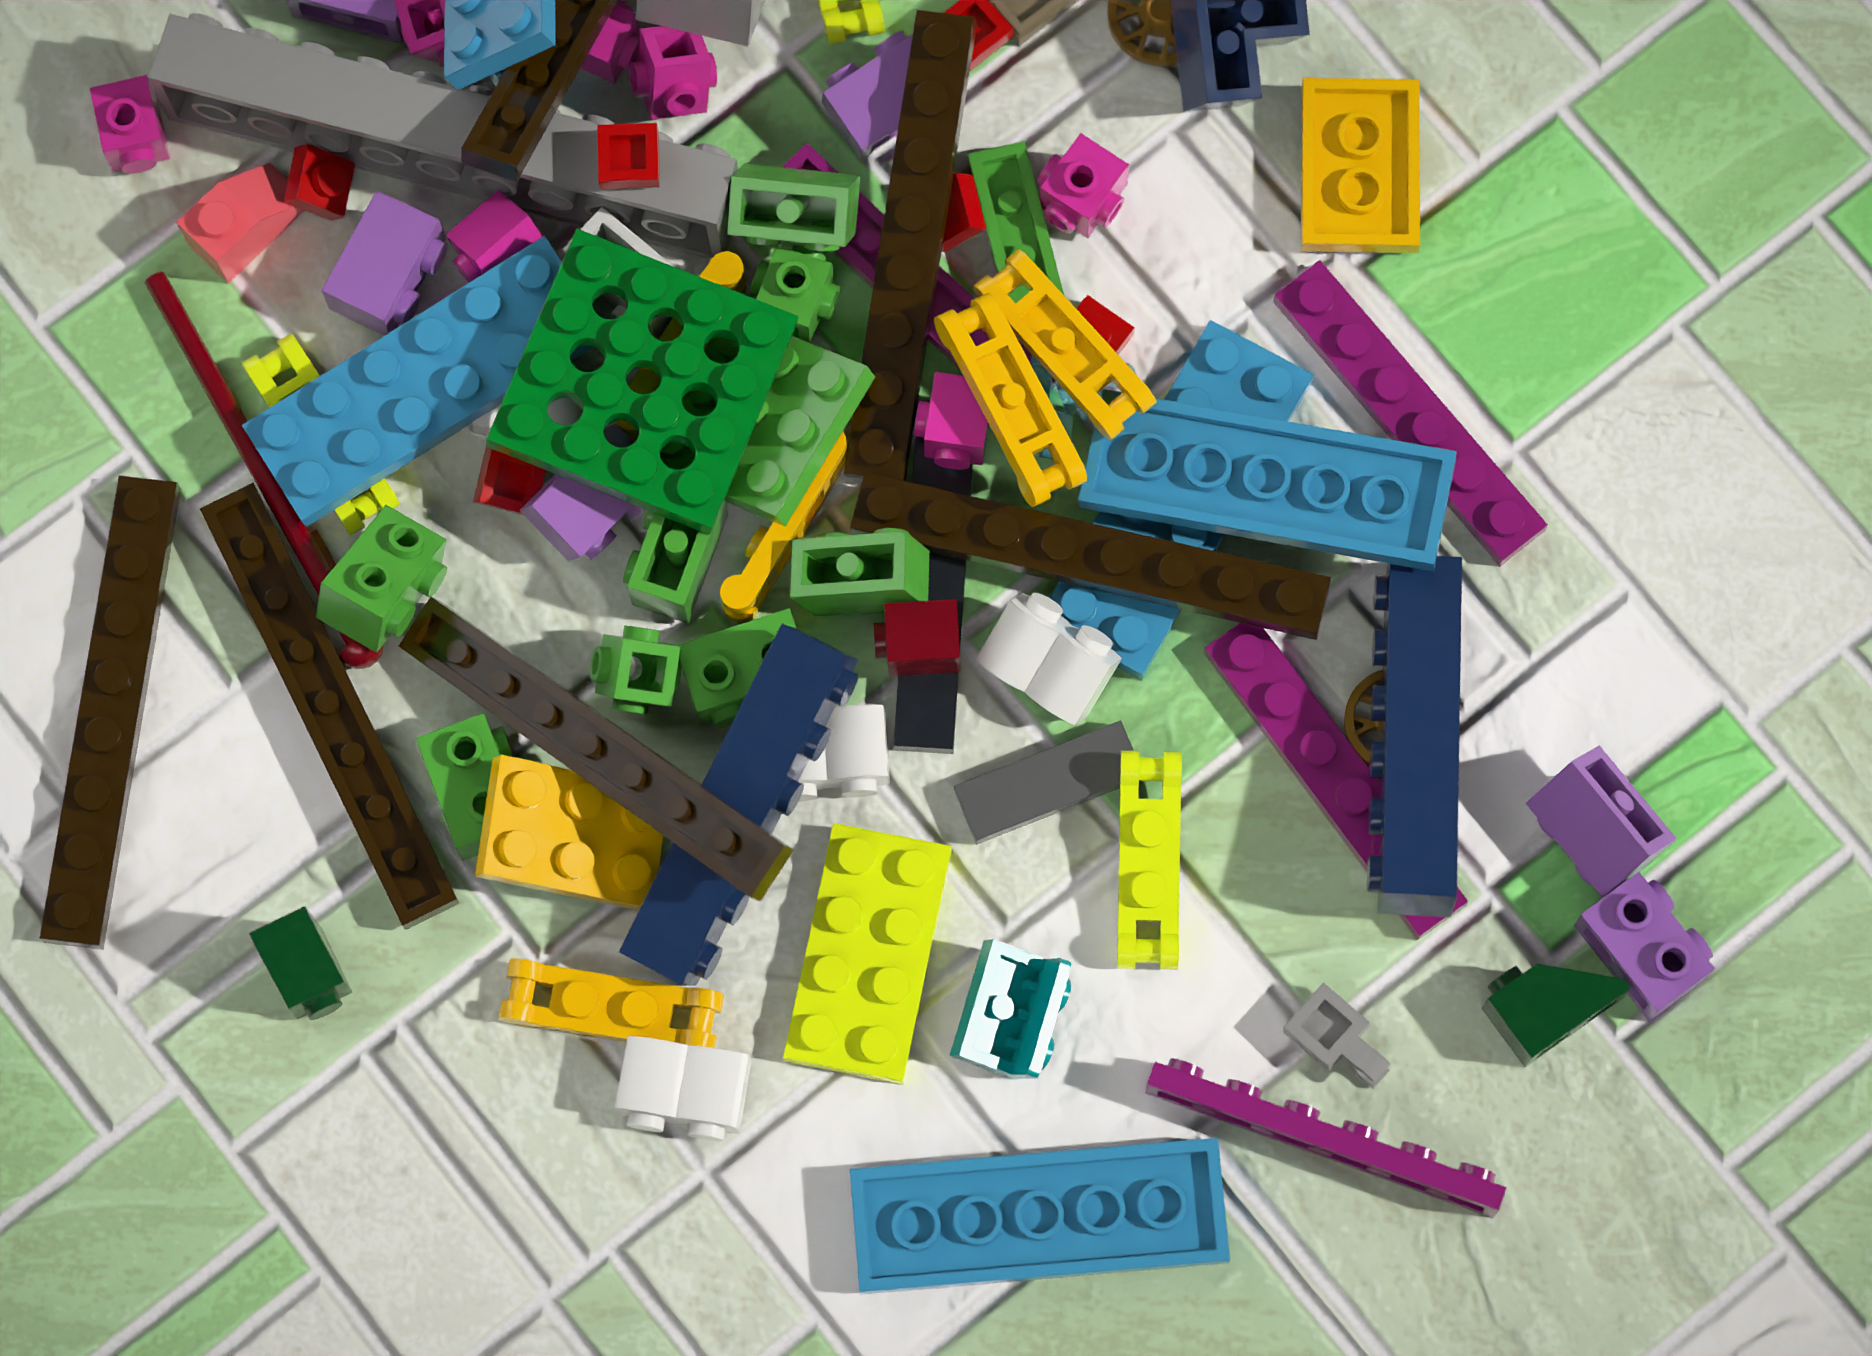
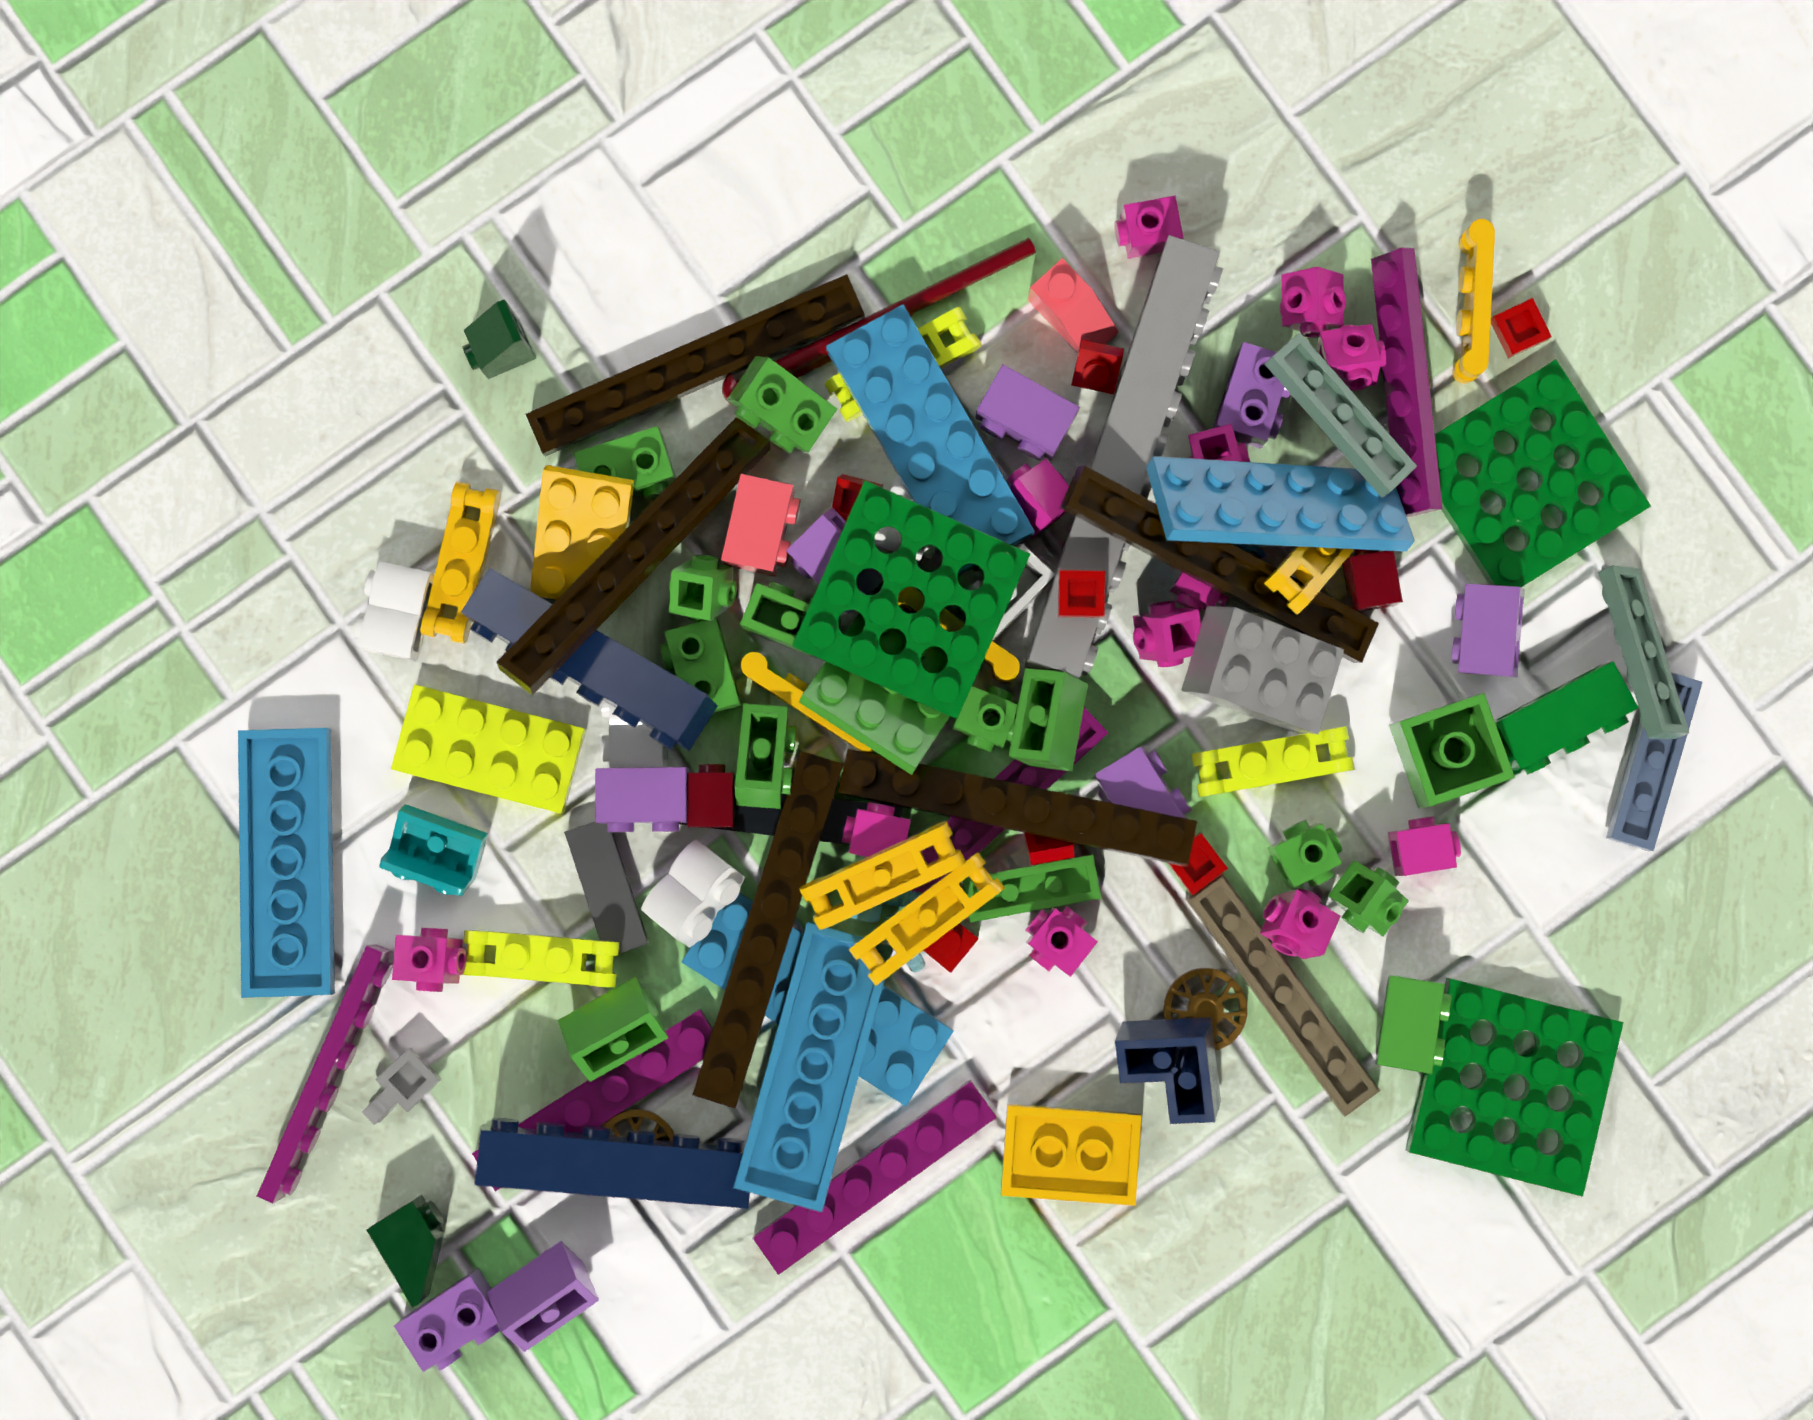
camera: 90 degrees right, 10 degrees up
(110, 713) = (703, 209): dark brown plate -> none
(547, 600) = (760, 525): none -> coral brick
(922, 723) = (641, 796): none -> medium lavender brick
(1148, 1024) = (429, 959): none -> dark pink brick
(1237, 751) = (612, 1029): none -> bright green brick

